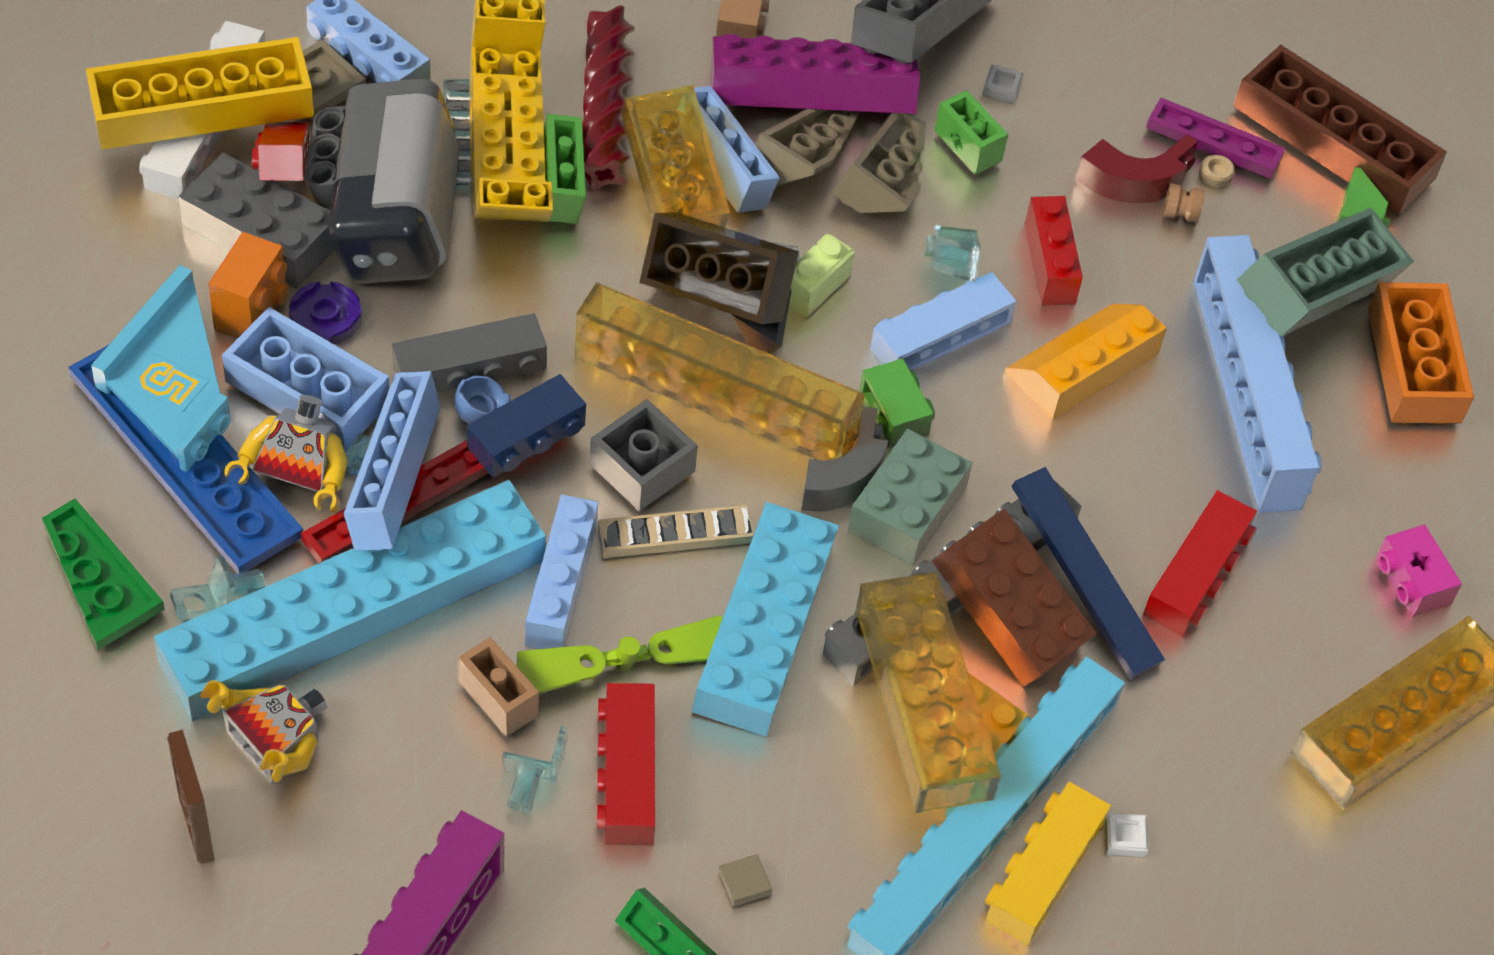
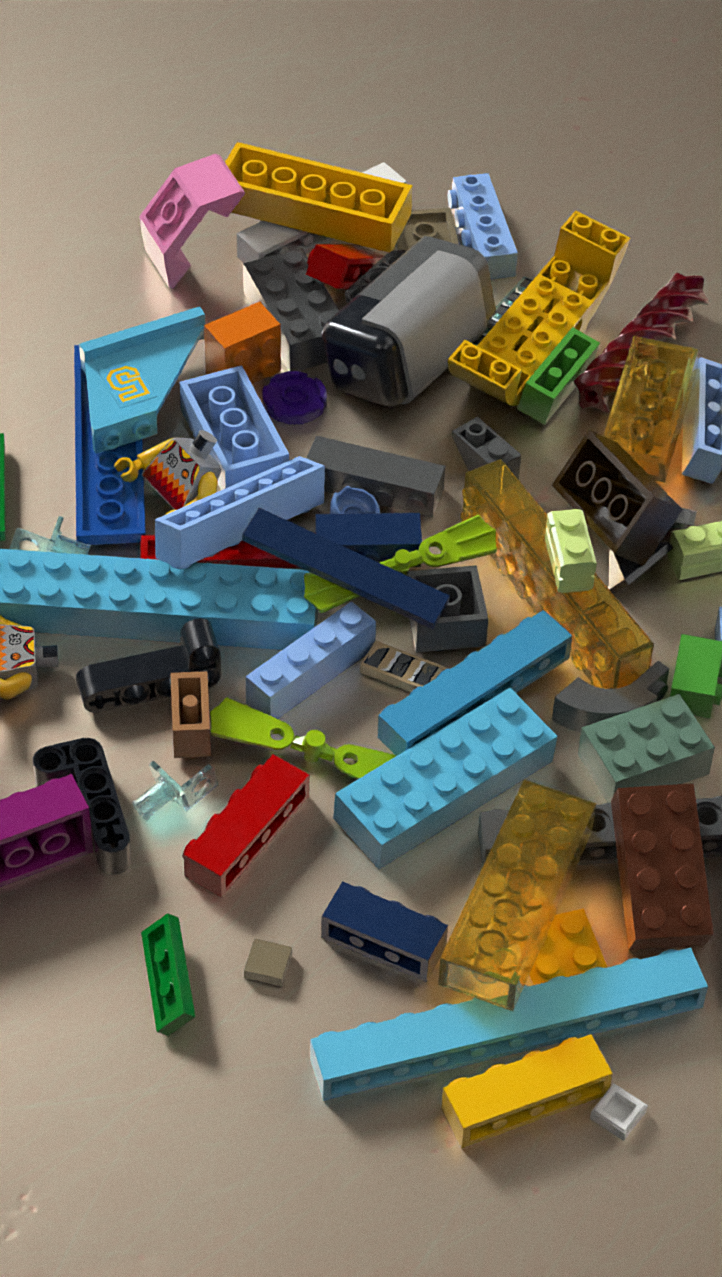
camera: 40 degrees right, 5 degrees down
(86, 170) = (181, 207): none -> bright pink slope
(427, 665) = (148, 675): none -> black beam
(524, 849) = (89, 767): none -> black beam
(543, 465) = (346, 568): none -> dark blue tile
(546, 479) = (457, 544): none -> lime piece
(557, 281) = (482, 445): none -> dark grey slope
(727, 518) = (507, 662): none -> dark azure brick
(738, 343) = (570, 551): none -> yellowish green brick
(824, 791) = (384, 931): none -> dark blue brick

